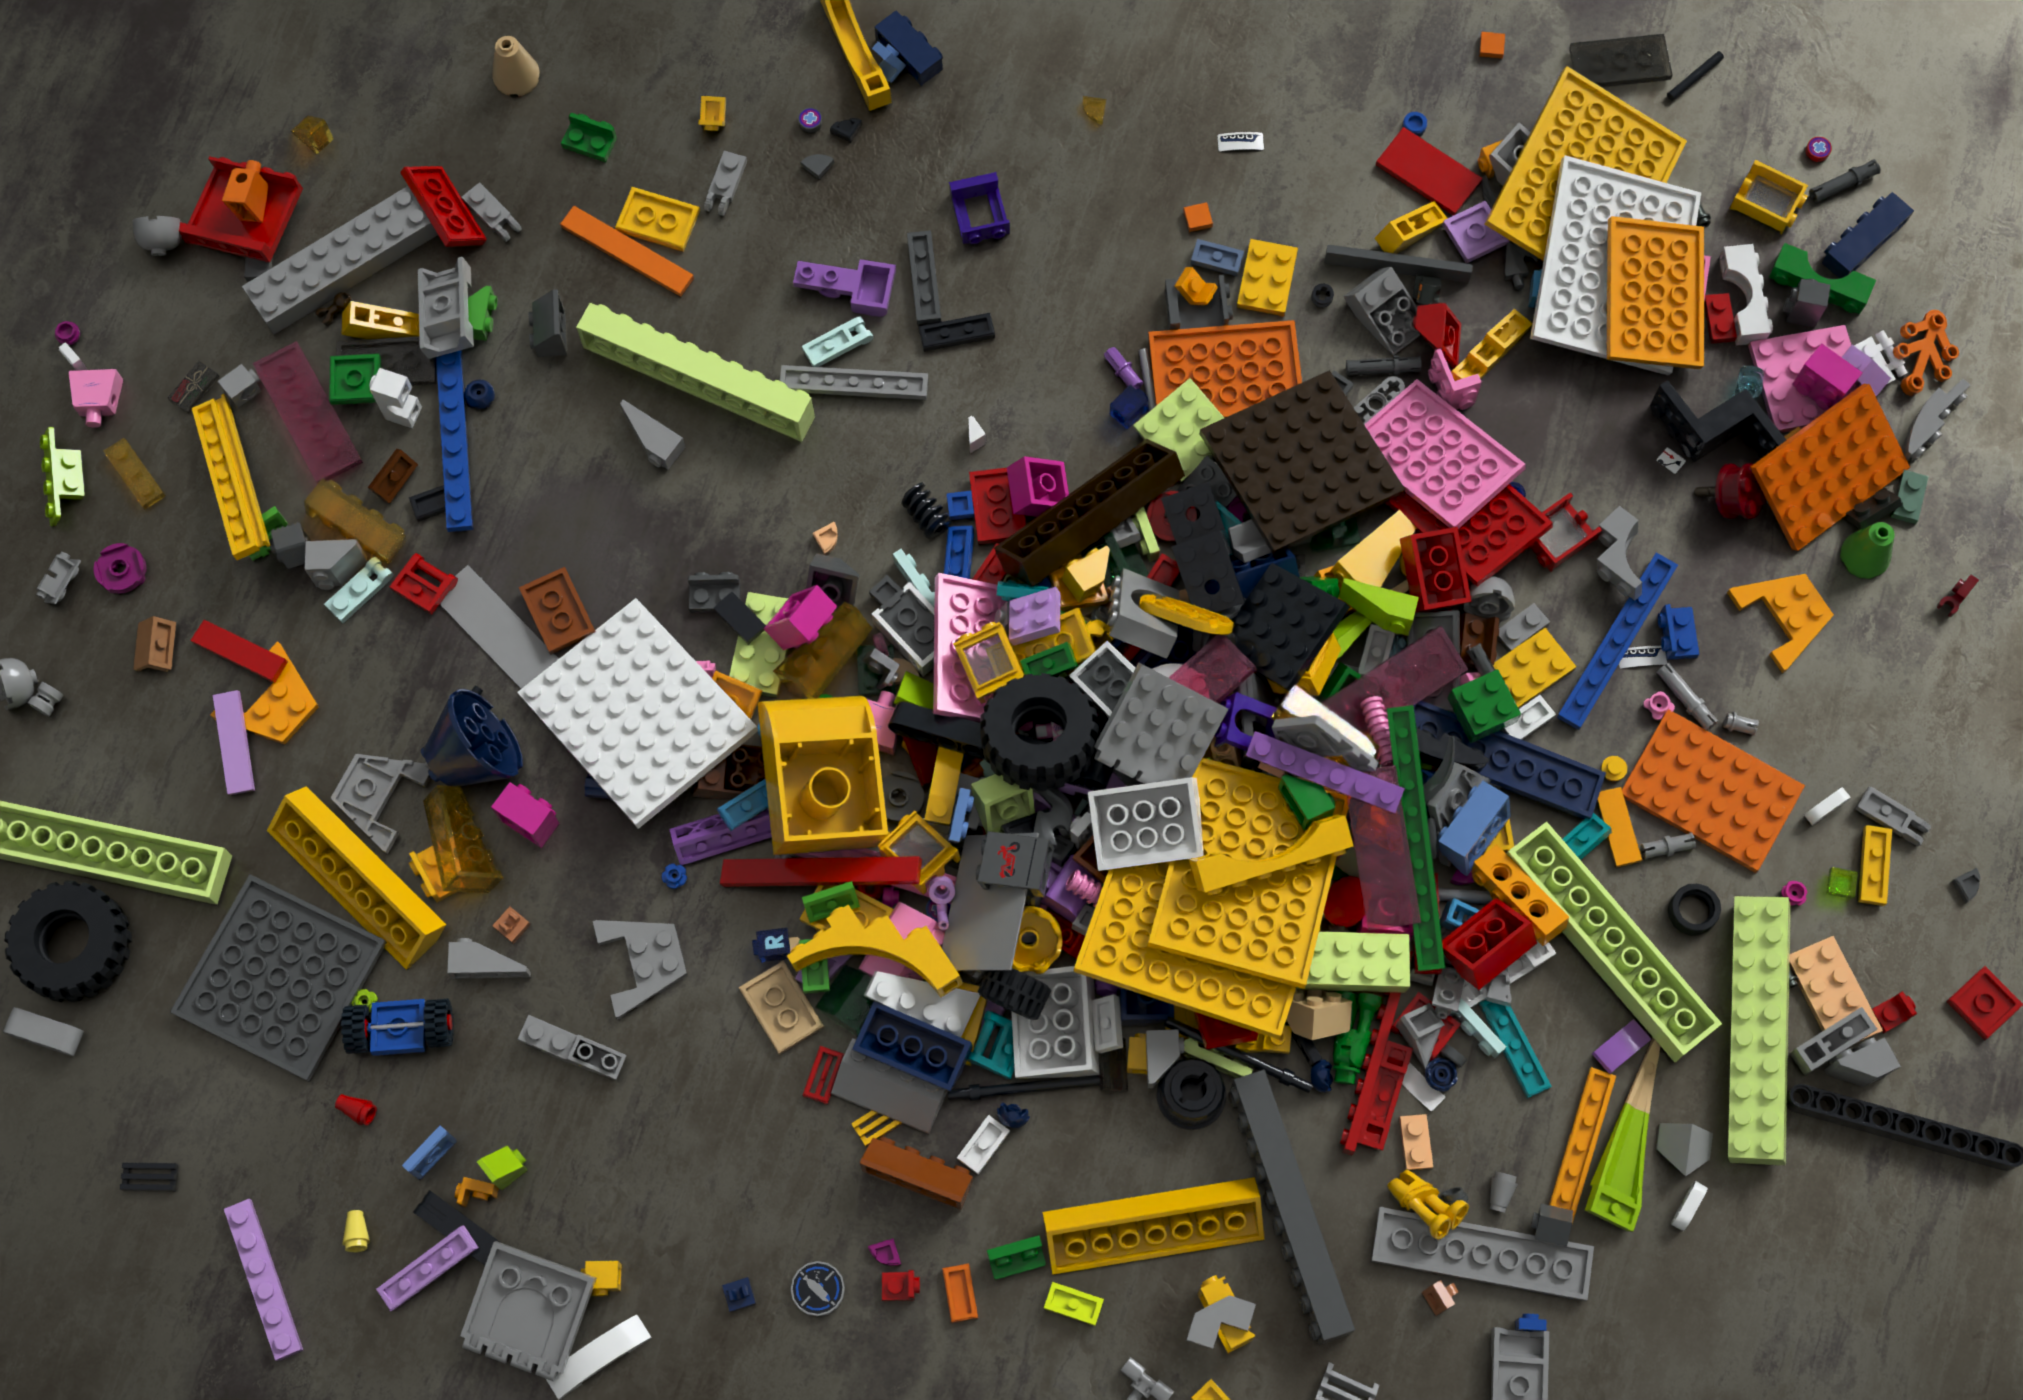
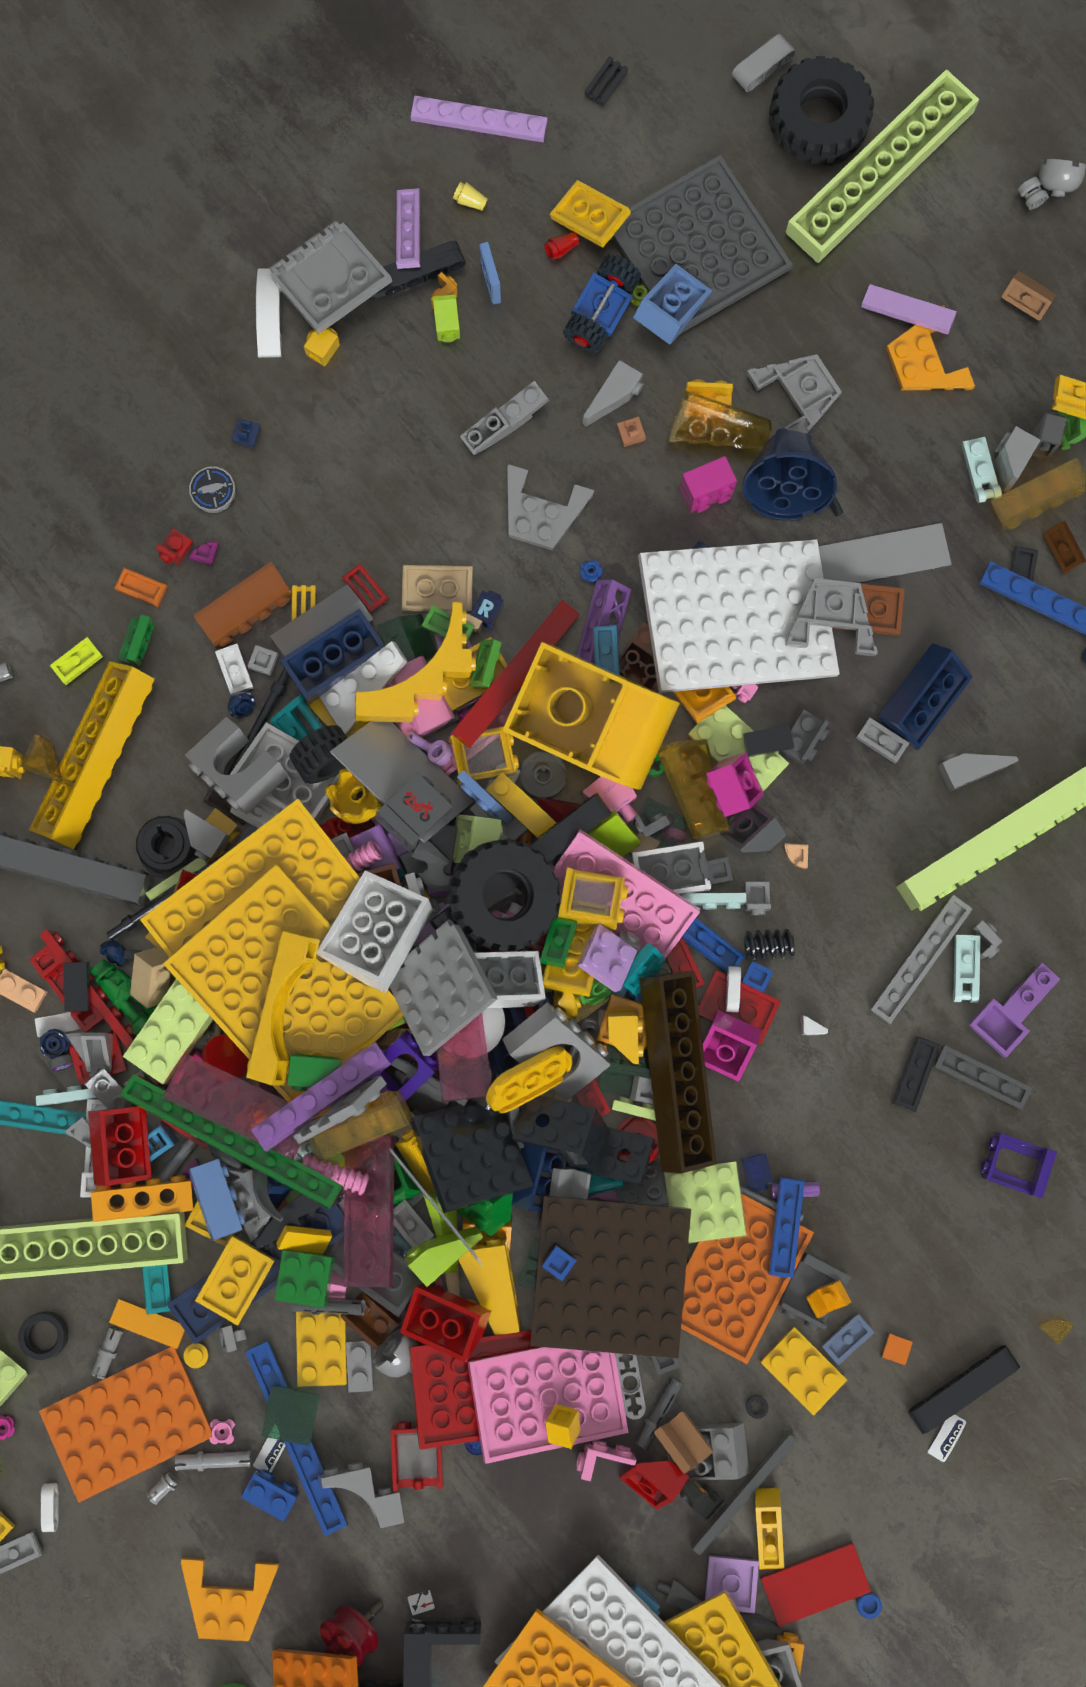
camera: 120 degrees right, 10 degrees up
(239, 651) = (983, 352): red tile -> none
(307, 1097) = (590, 213): none -> yellow plate
(355, 876) = (744, 340): yellow slope -> none
(359, 956) = (672, 303): none -> medium blue slope
(420, 590) = (951, 513): red plate -> none
(575, 633) = (837, 606): none -> light grey wing
(609, 514) = (925, 695): none -> dark blue slope
(675, 526) = (882, 740): none -> light grey plate
(795, 341) = (987, 935): none -> light grey bracket
(888, 544) = (757, 897): none -> light grey bracket
(956, 1123) = (263, 660): none -> light grey plate
(986, 513) = (733, 989): none -> white beam
(1095, 1039) = (243, 788): none -> light grey arch
(1160, 353) = (786, 1227): none -> blue tile
(1191, 1267) = (41, 759): none -> clear yellow slope
(1194, 148) = (963, 1389): none -> black beam
(1321, 501) = (558, 1262): none -> blue plate
(1348, 623) = (436, 1207): none -> light grey window
(1376, 1081) = (76, 986): none -> black tile
(1392, 327) = (684, 1442): none -> medium nougat panel
(1450, 424) = (563, 1426): none -> yellow panel
(1453, 725) = (304, 1239): none -> yellow tile
(1493, 346) = (615, 1517): yellow slope -> none
(1528, 767) = (235, 1280): none -> yellow plate
(1533, 716) = (279, 1318): white plate -> none
(1579, 748) = (229, 1337): none -> light grey tile
(1603, 652) = (290, 1415): none -> clear green tile

